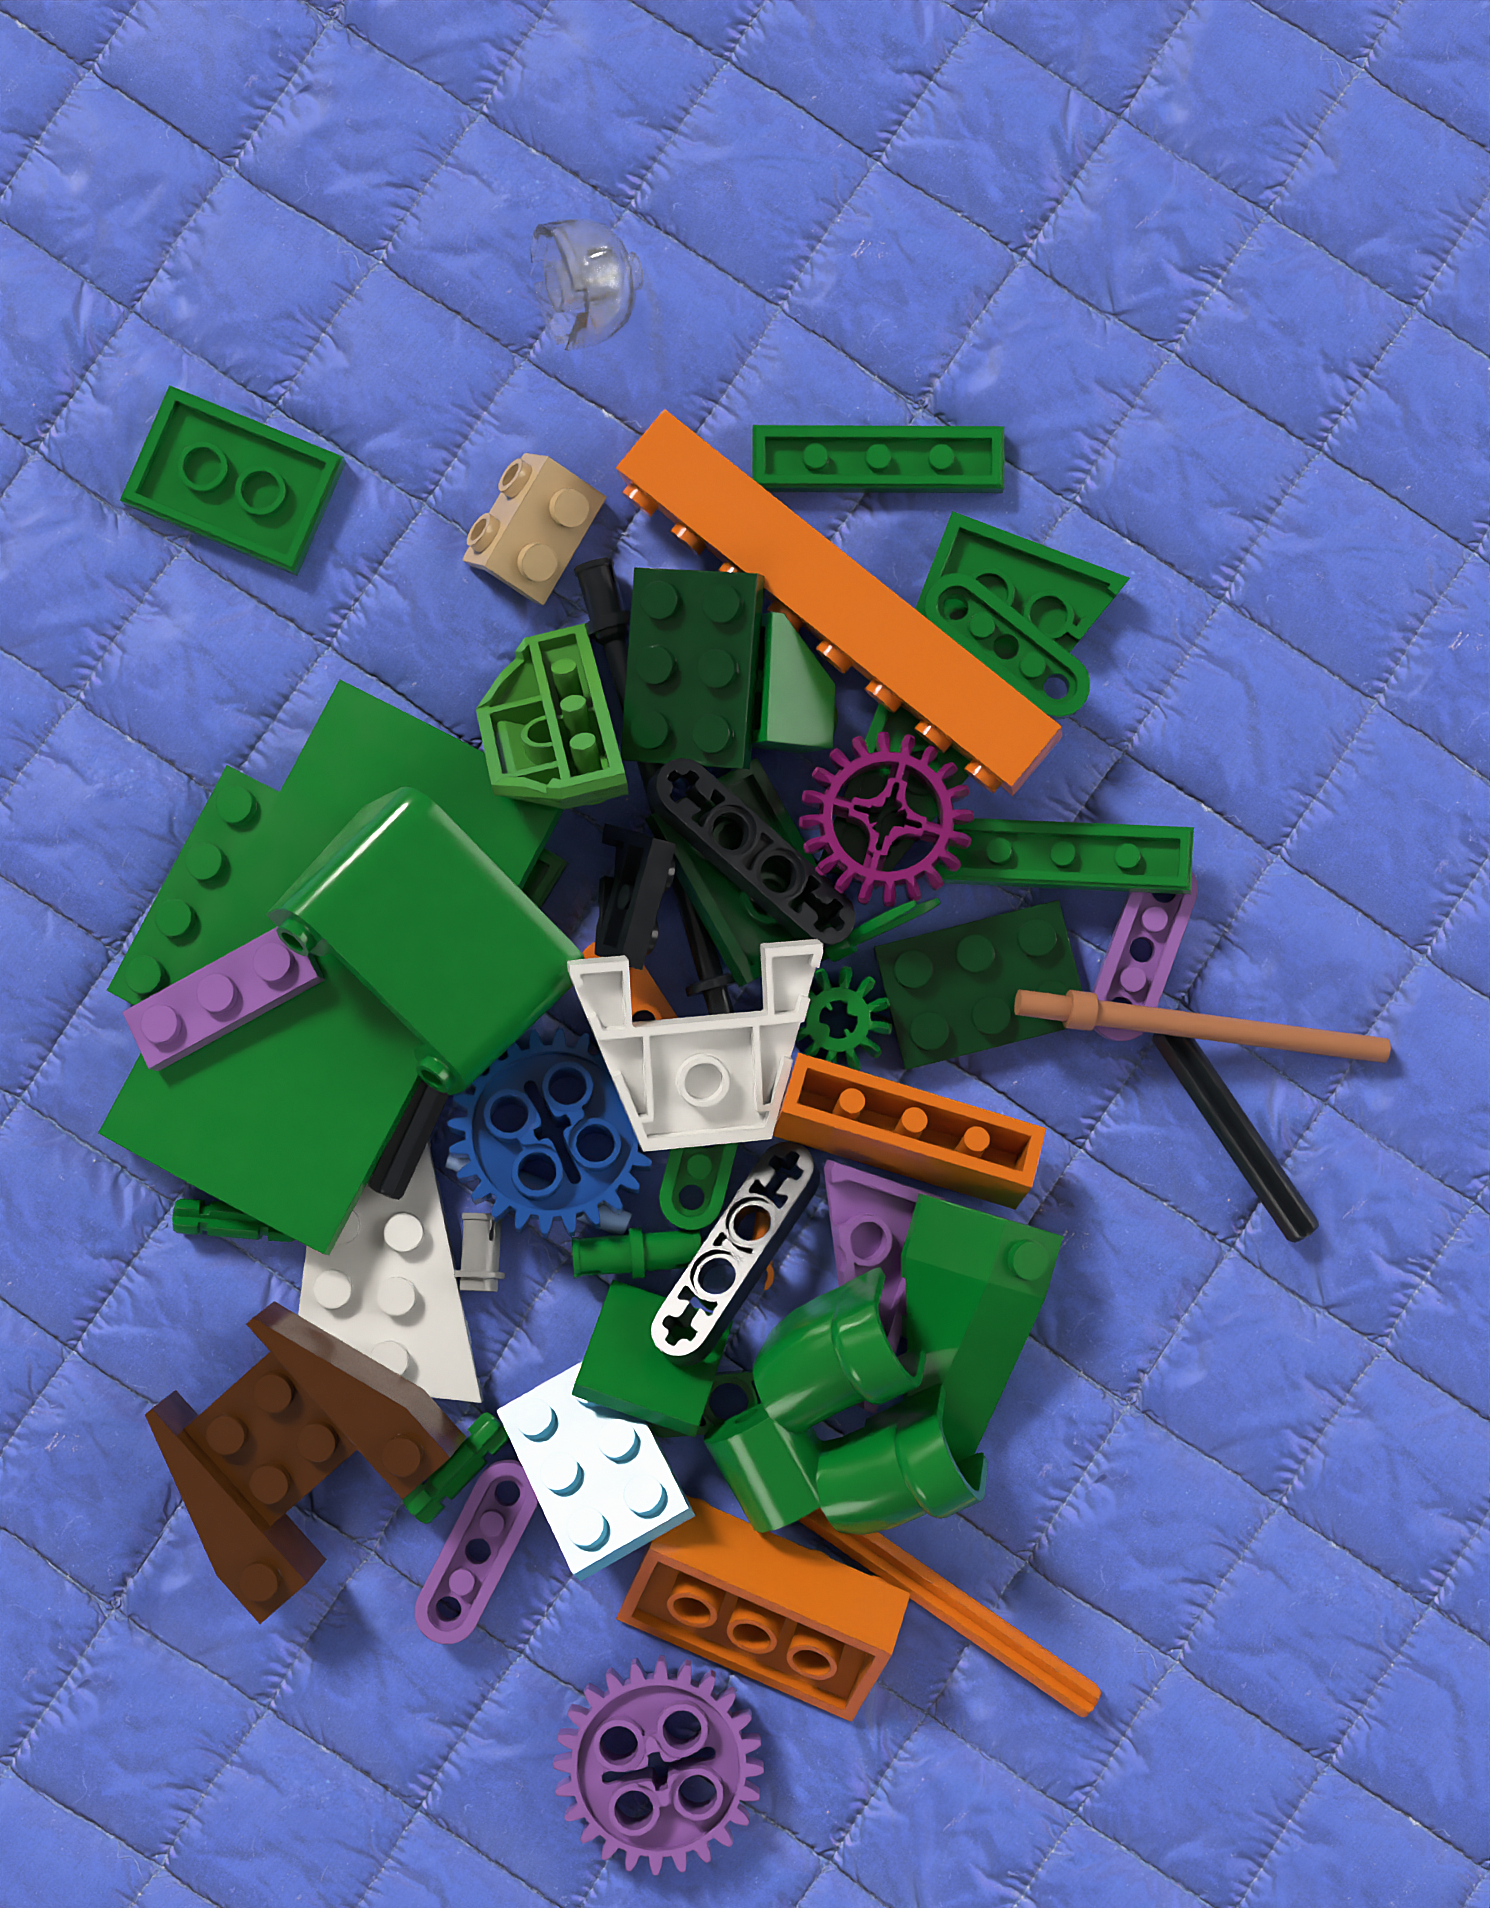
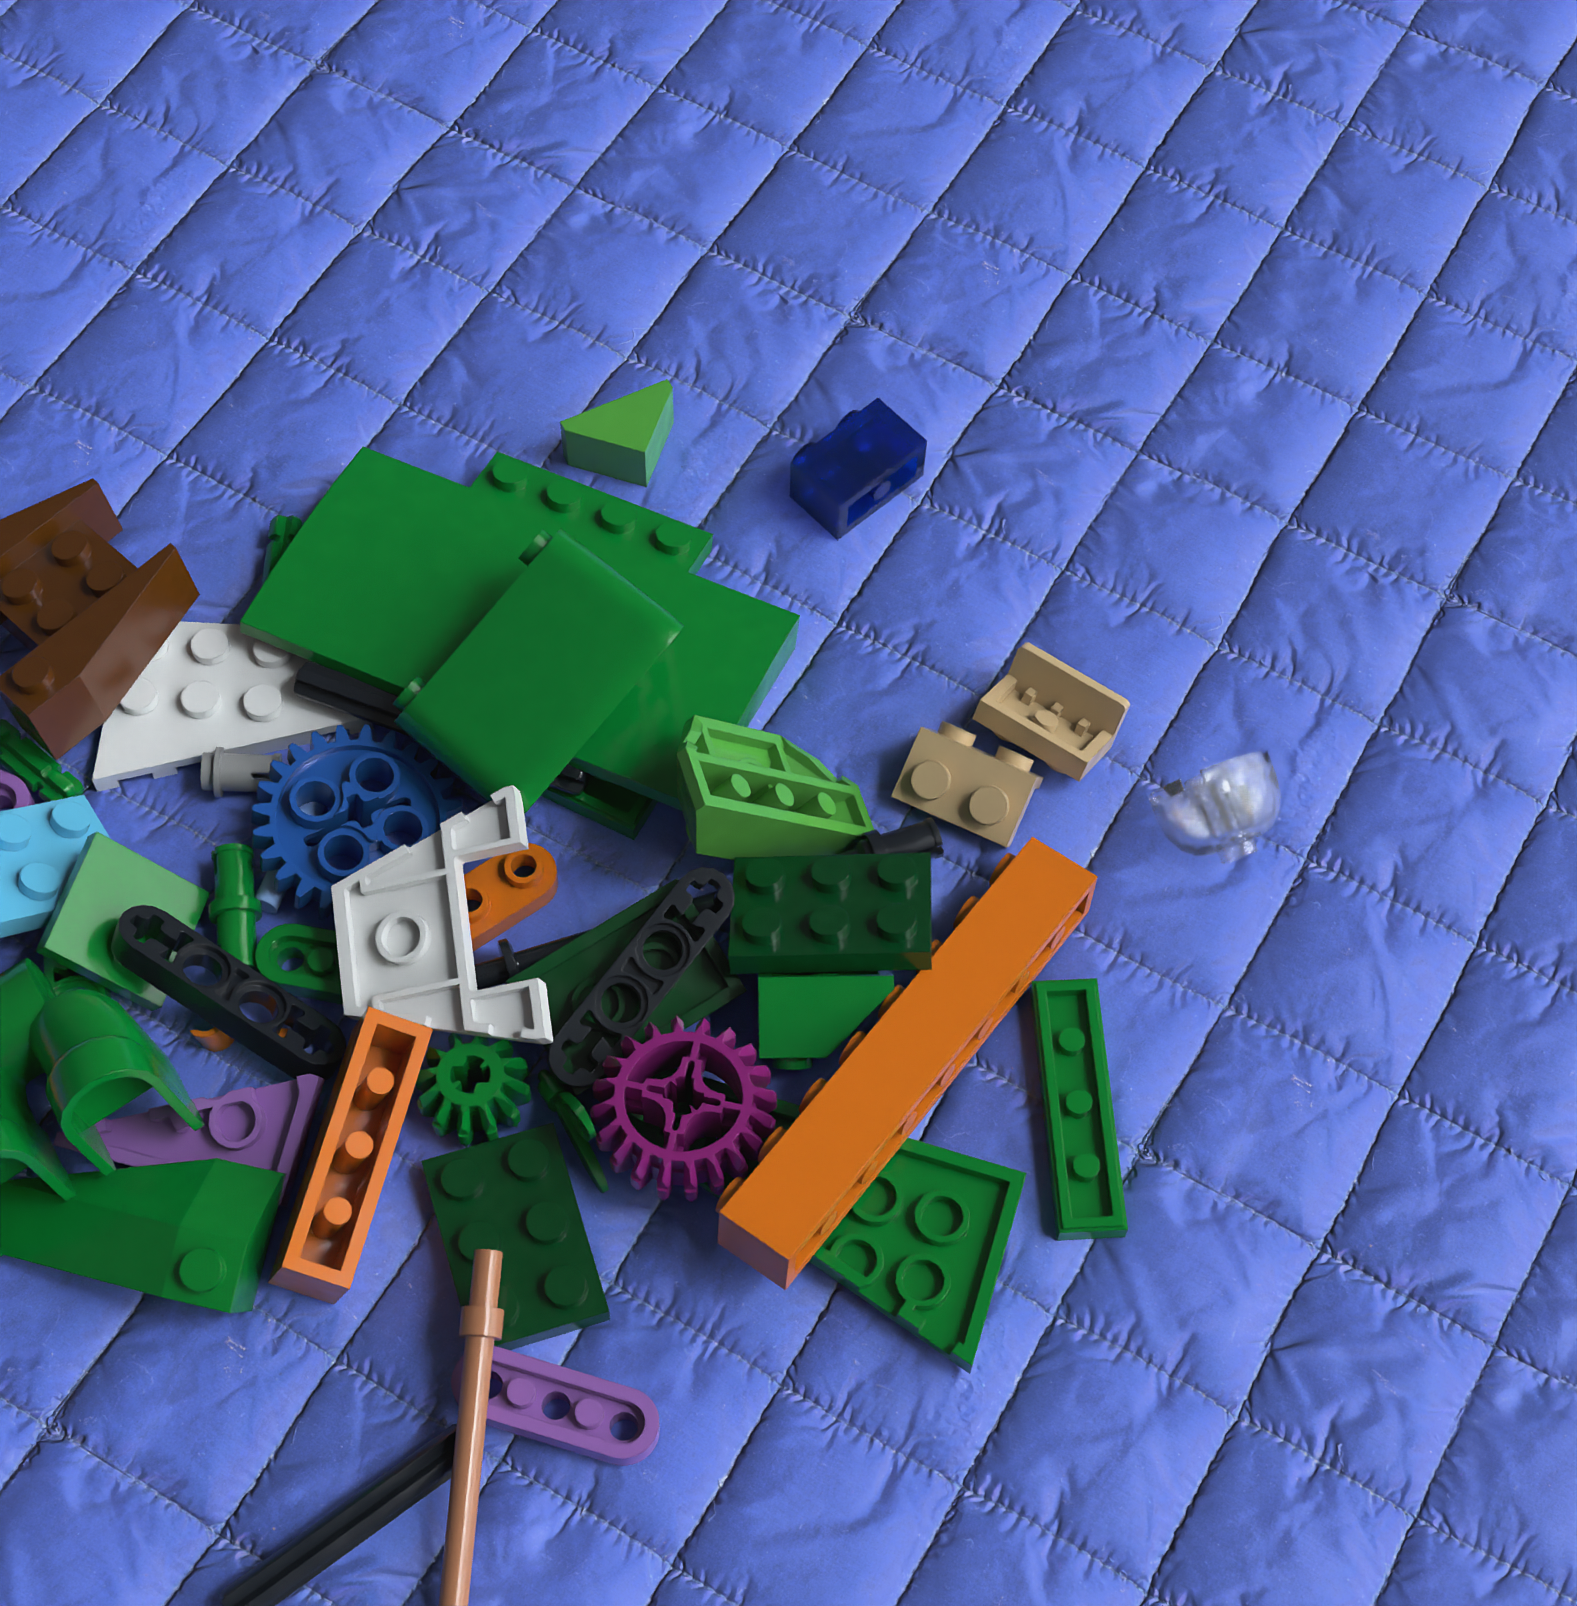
camera: 85 degrees right, 25 degrees down
(93, 855) = (622, 435): none -> bright green slope
(148, 609) = (857, 467): none -> clear blue brick
(219, 999) = (479, 518): medium lavender plate -> none
(233, 480) = (986, 536): green tile -> none
(464, 435) = (1053, 712): none -> tan bracket
(633, 896) = (617, 877): black wing -> none
(993, 619) = (887, 1198): green plate -> none
(1074, 856) = (656, 1319): green tile -> none

